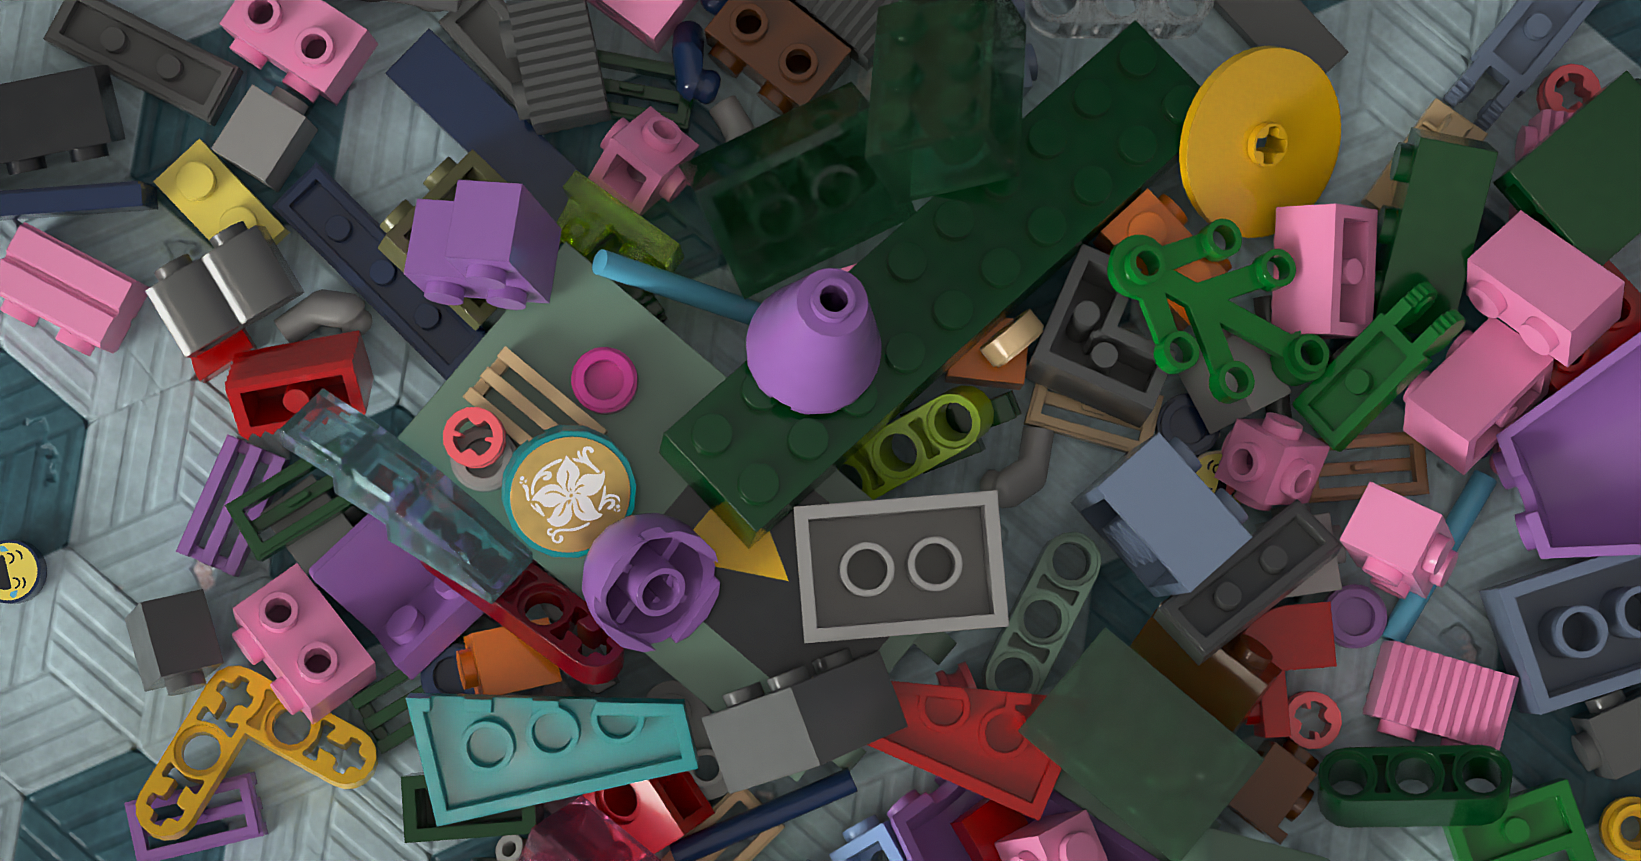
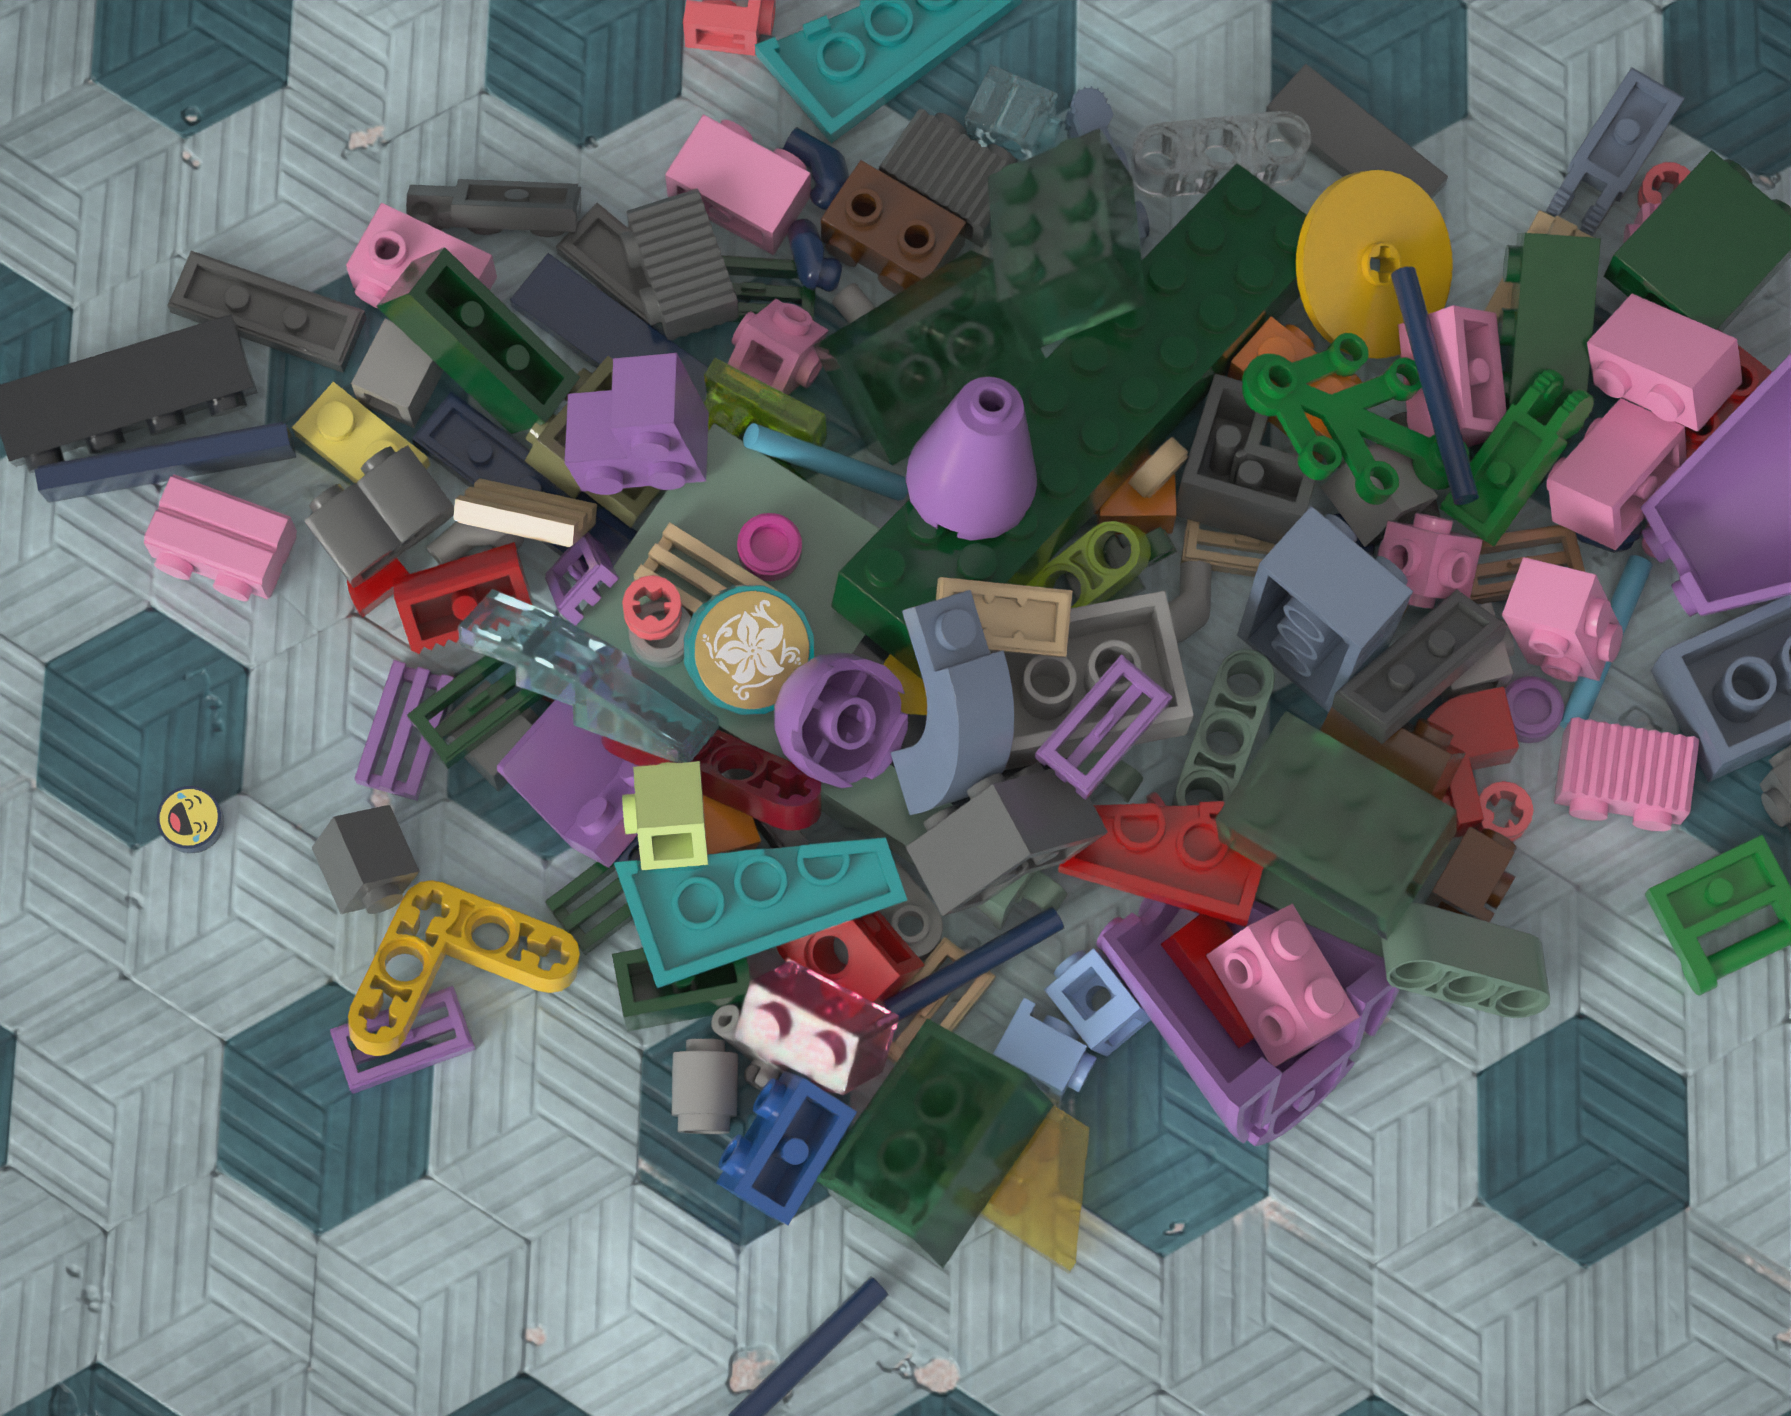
camera: 10 degrees left, 10 degrees down
(302, 644) = (496, 848): bright pink brick -> none
(338, 124) = (478, 341): none -> dark green brick
(370, 304) = (525, 512): none -> tan tile
(410, 390) = (600, 568): none -> medium lavender tile
(463, 659) = (667, 815): none -> yellowish green brick
(774, 590) = (967, 705): none -> sand blue arch
(824, 506) = (1017, 615): none -> tan plate
(957, 591) = (1067, 768): none -> medium lavender tile
(1304, 283) = (1434, 386): none -> dark blue bar
(1439, 767) = (1612, 856): dark green beam -> none

